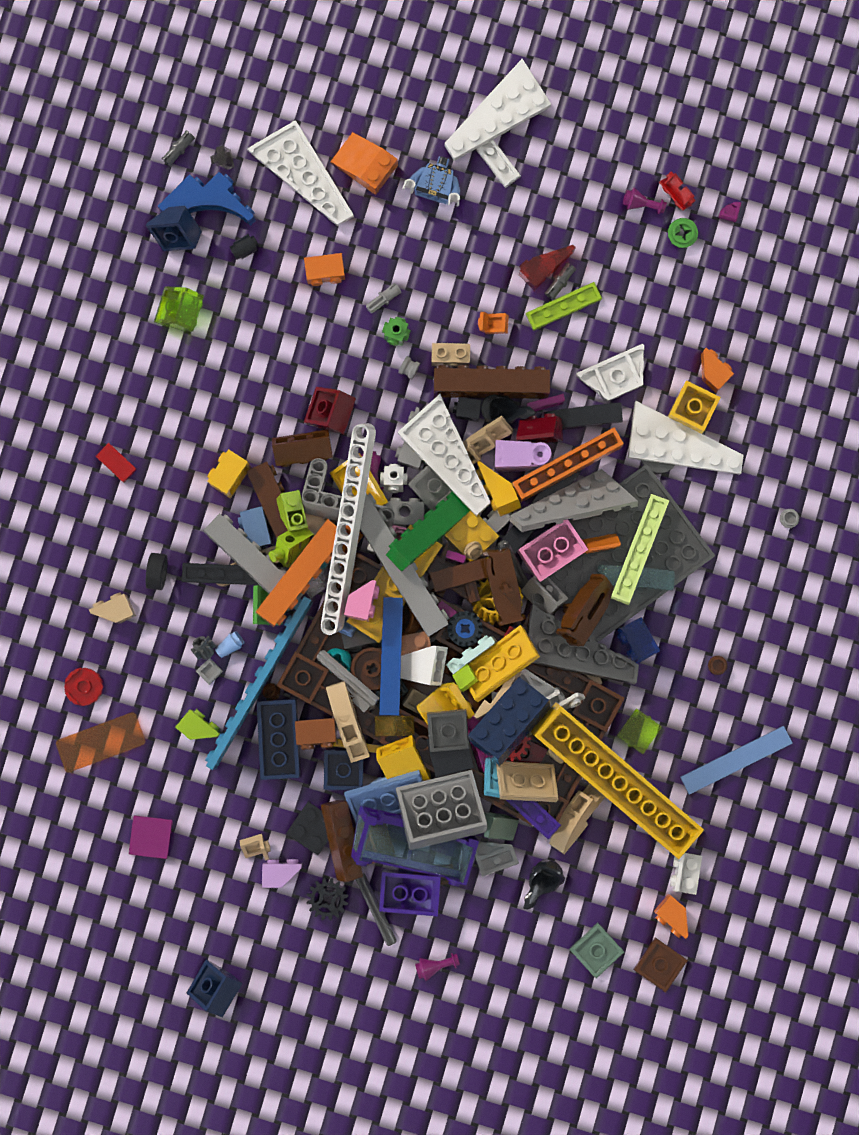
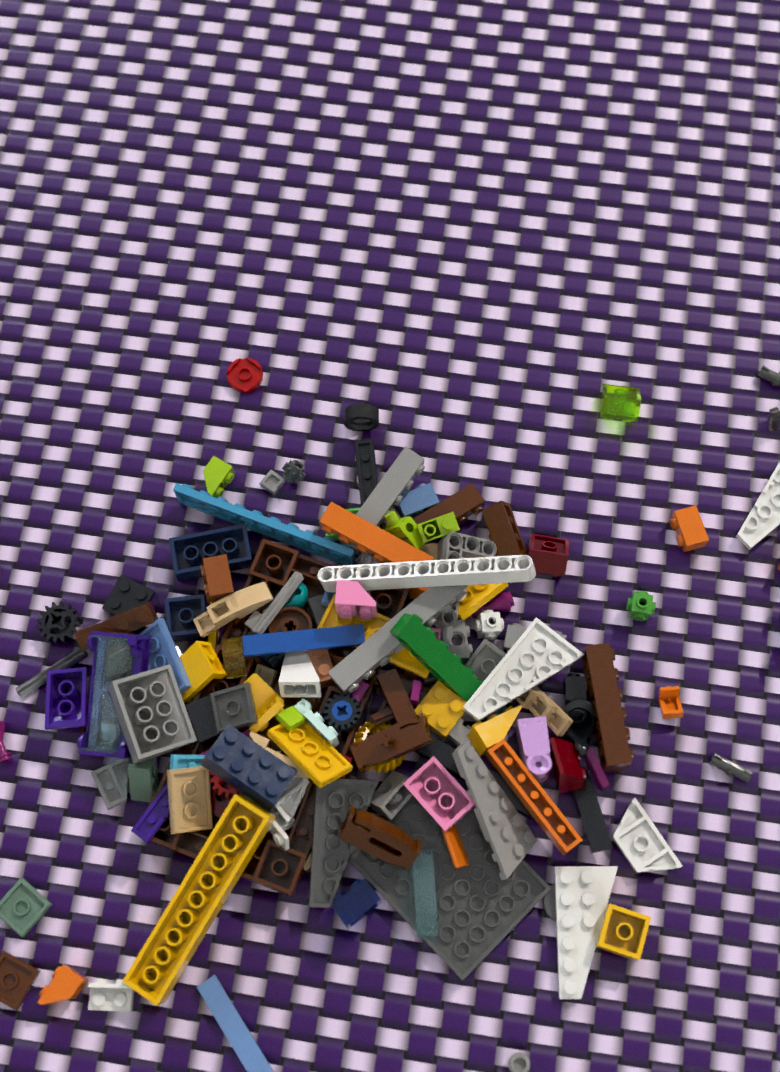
camera: 85 degrees right, 15 degrees down
(100, 742) = (194, 398): clear orange piece -> none
(116, 462) = (460, 371): red tile -> none
(116, 610) = (320, 390): tan slope -> none
(150, 837) = (108, 453): magenta tile -> none
(175, 229) = (696, 384): dark blue slope -> none
(213, 196) = (733, 401): blue arch -> none
(228, 473) = (466, 466): yellow brick -> none
(230, 644) = (300, 496): light blue cone -> none
(244, 247) = (694, 451): black brick -> none
(254, 846) = (106, 547): tan bracket -> none
(271, 692) = (256, 539): reddish brown plate -> none
(278, 874) = (80, 572): lavender slope -> none
(383, 298) = (672, 590): light grey axle -> none
(409, 368) = (606, 625): light grey wheel -> none
(450, 354) = (628, 663): tan brick -> none
(473, 550) = (426, 707): tan plate -> none
(520, 575) = (420, 756): dark grey axle -> none
(542, 266) = (741, 745): clear red slope -> none
(543, 880) = (92, 837): black piece -> none
(563, 306) = (704, 776): lime tile -> none
(575, 817) = (156, 860): tan slope -> none
(639, 731) = (260, 922): clear neon green piece -> none
(640, 549) = (455, 889): yellowish green plate -> none
(714, 372) = (667, 952): orange slope -> none
(717, 665) = (342, 1001): reddish brown plate -> none

